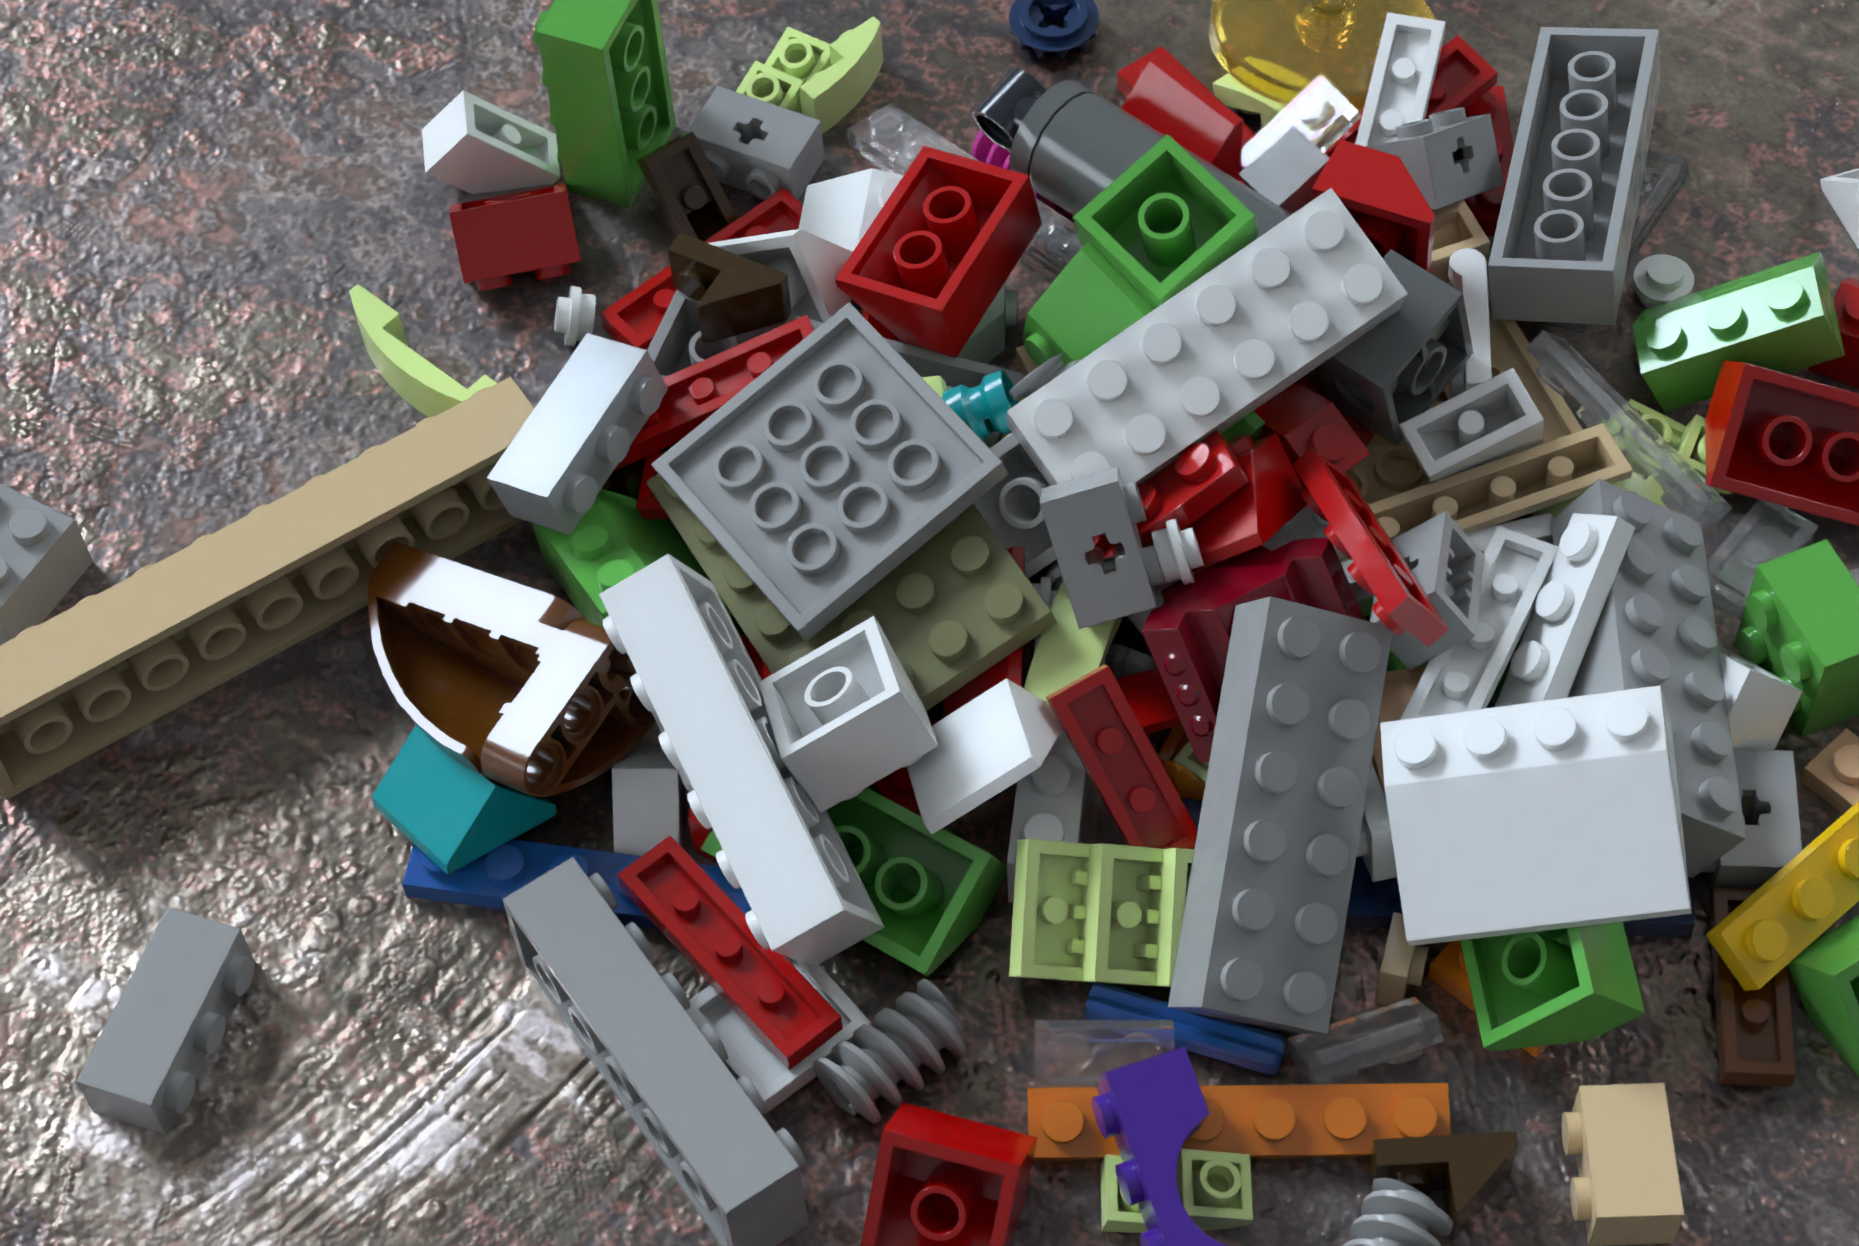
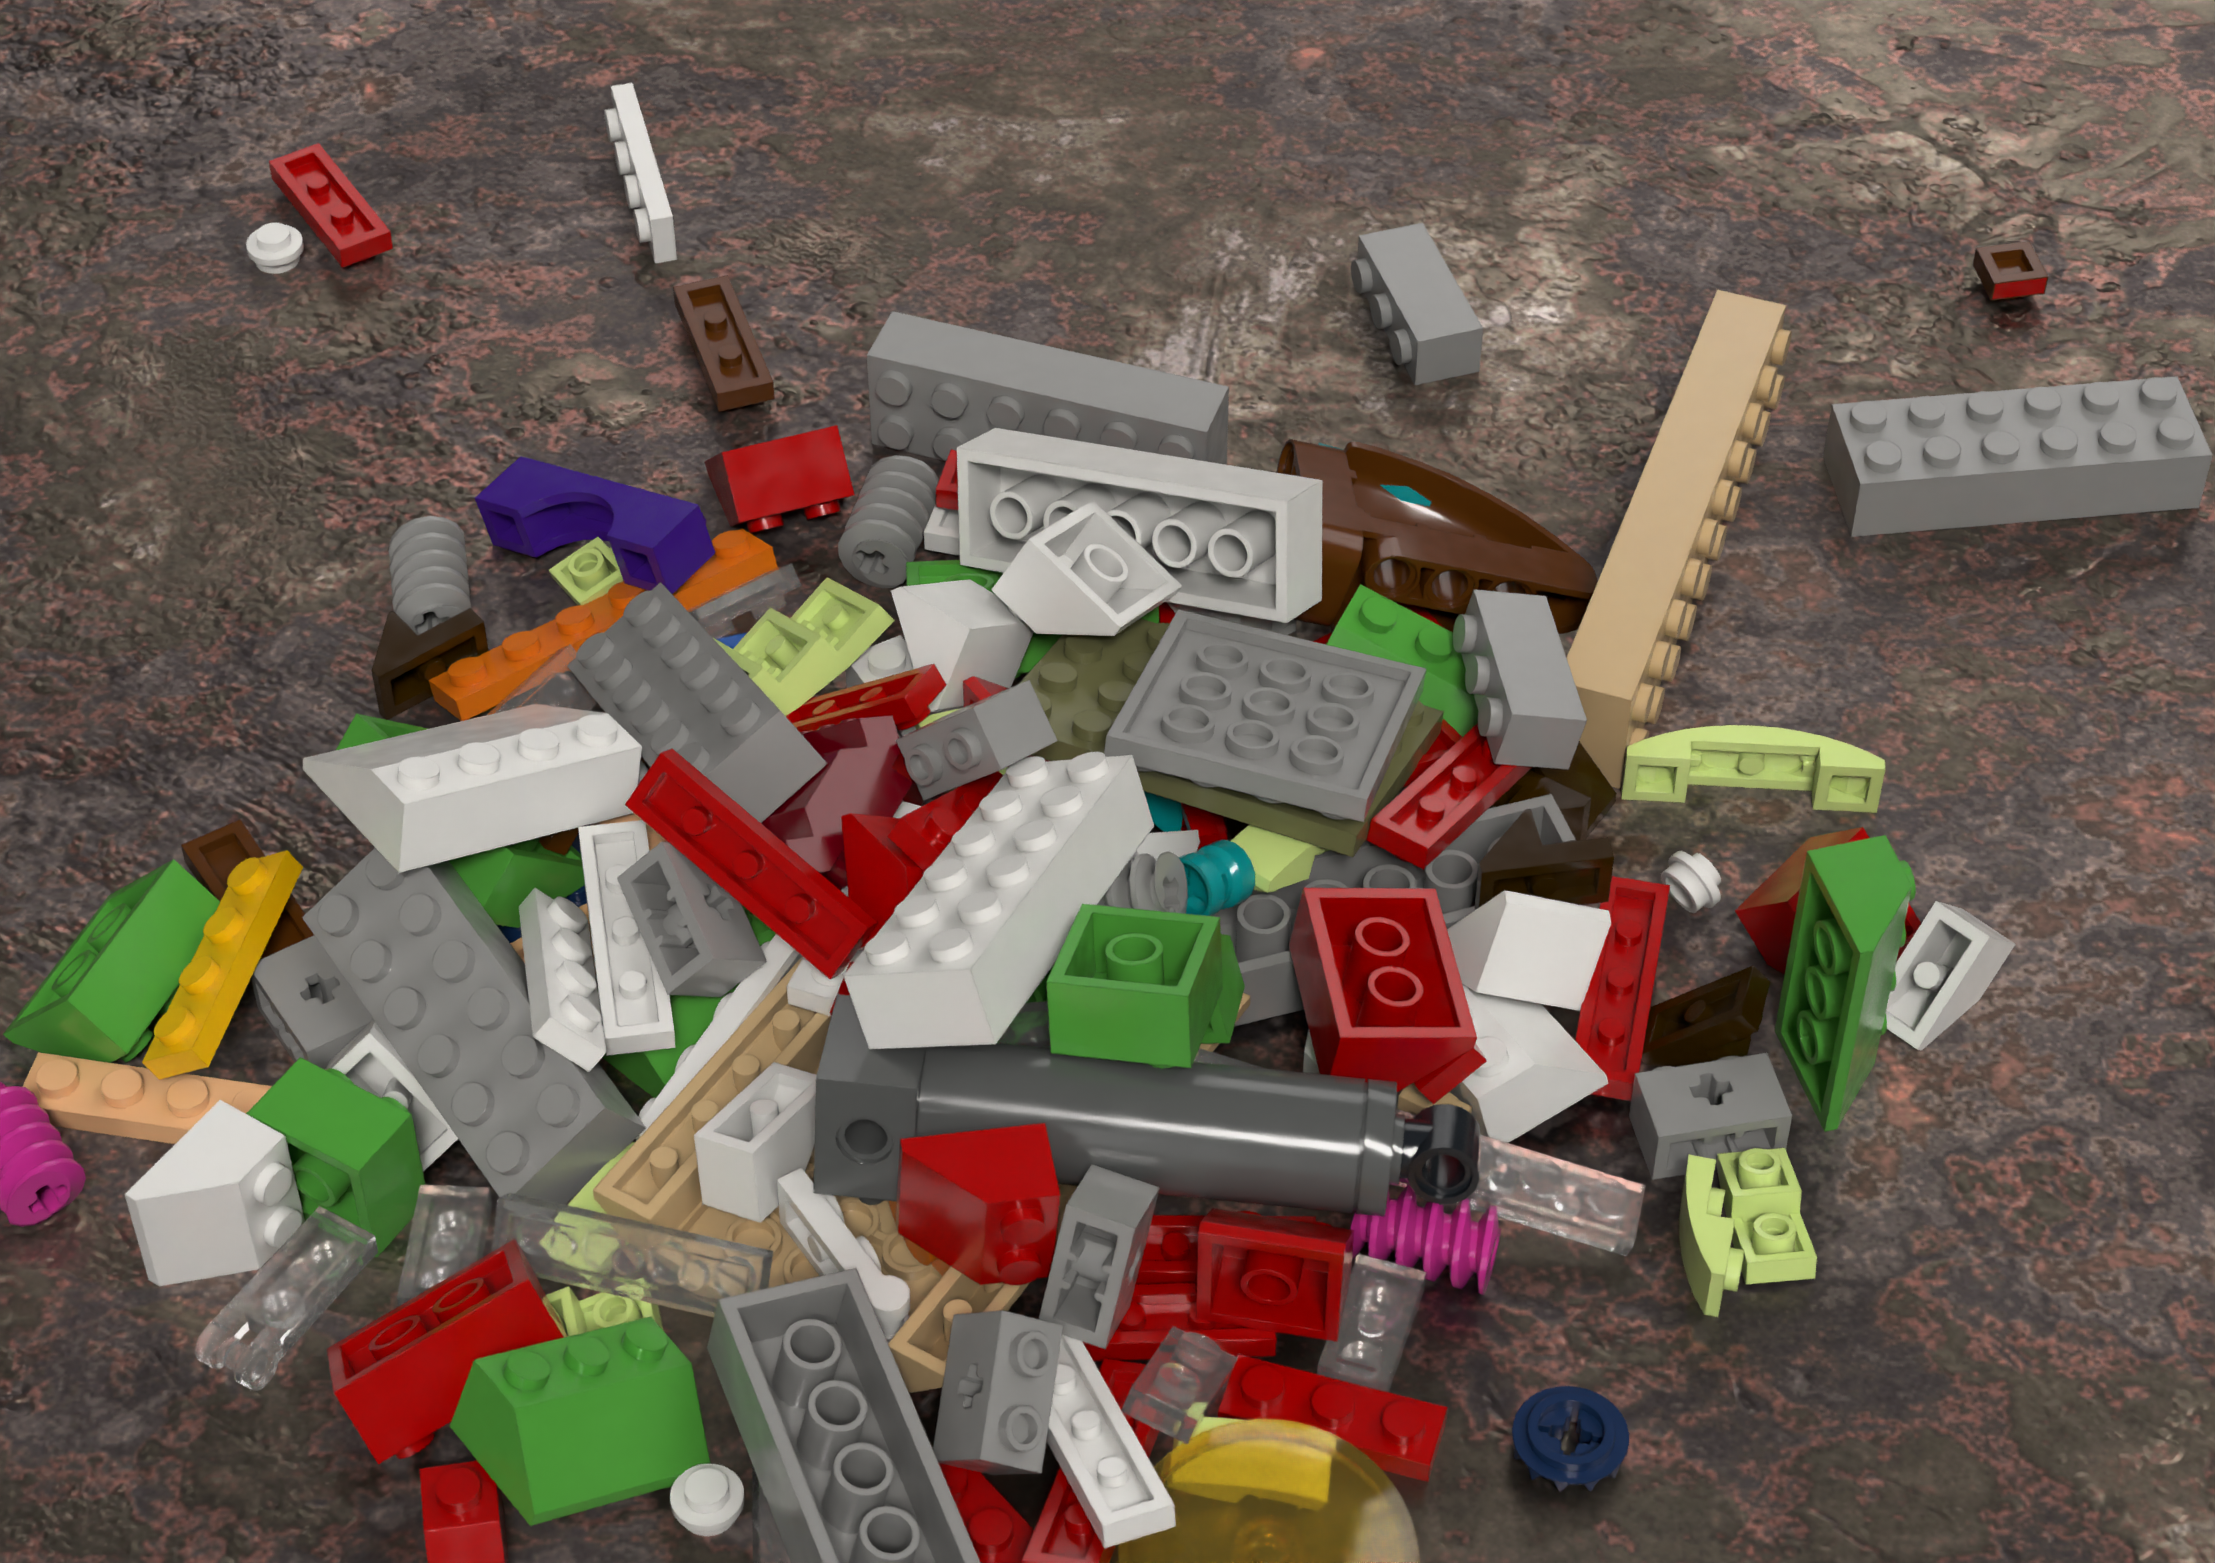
camera: 140 degrees right, 10 degrees down
(1177, 552) = (912, 782): white plate -> none
(1624, 1164) = (279, 722): tan brick -> none

